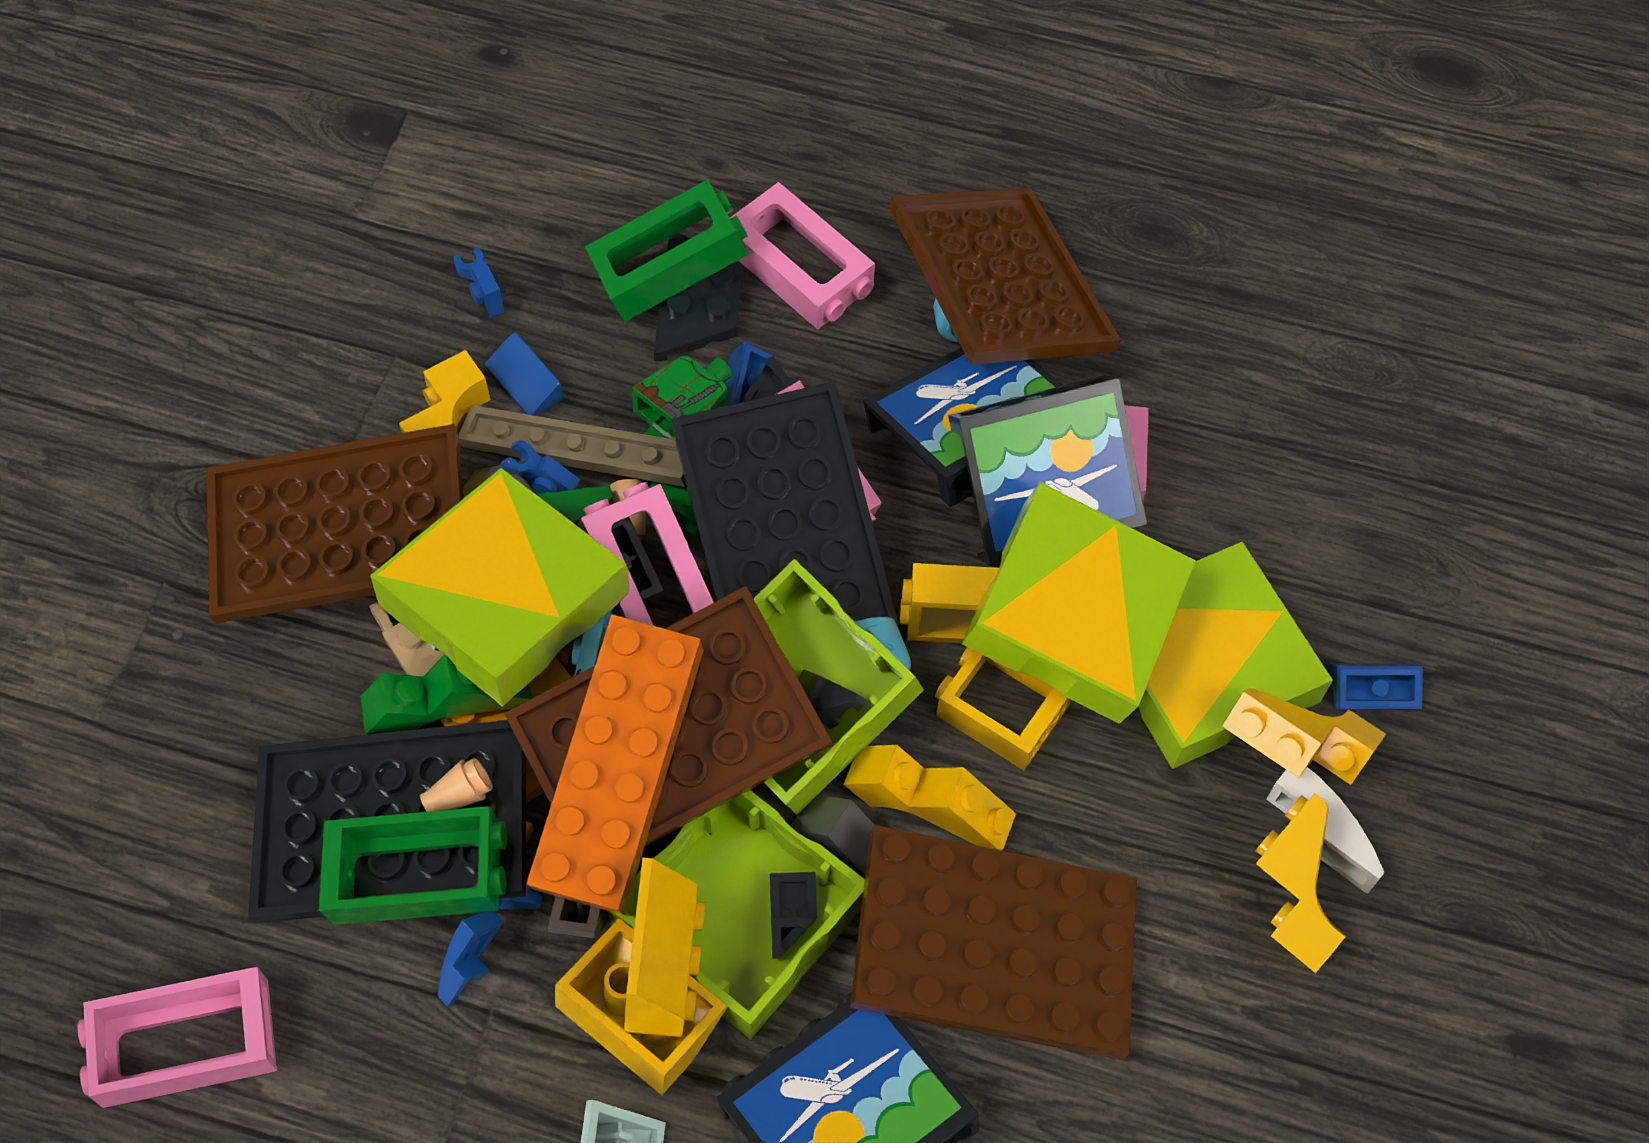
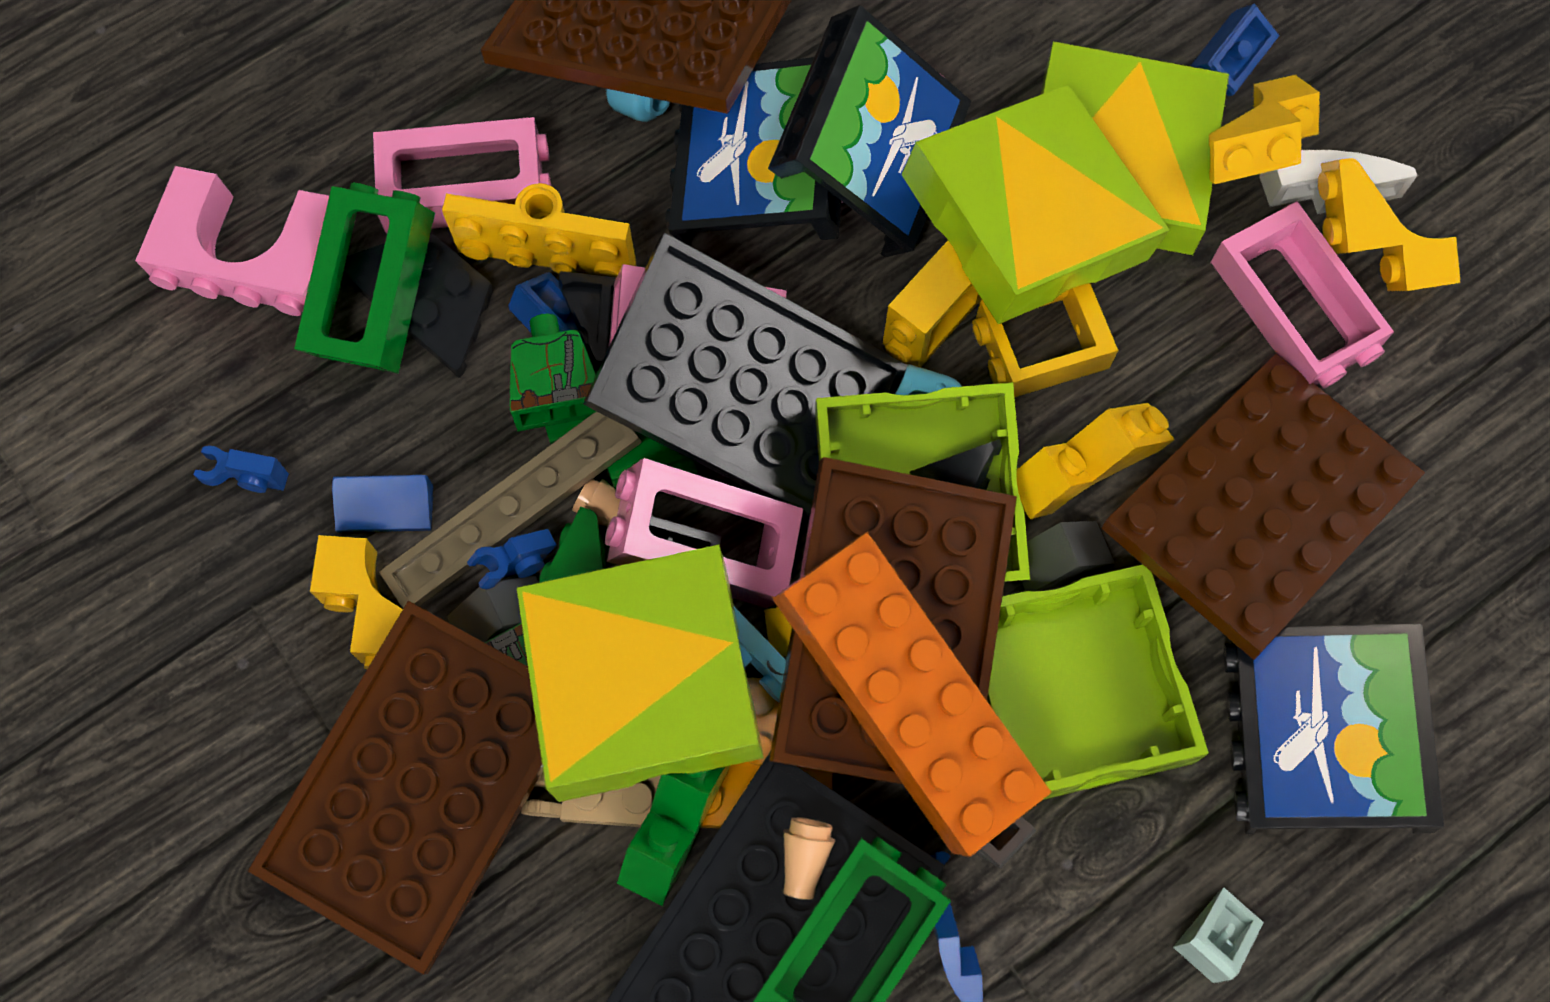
camera: 50 degrees left, 10 degrees up
(596, 1001) = (1119, 835): yellow slope -> none
(613, 138) = (184, 237): none -> bright pink arch
(663, 952) = (1109, 783): yellow slope -> none
(787, 319) = (538, 233): none -> yellow plate
(791, 908) = (1109, 646): black slope -> none
(1247, 816) = (1326, 280): none -> bright pink piece

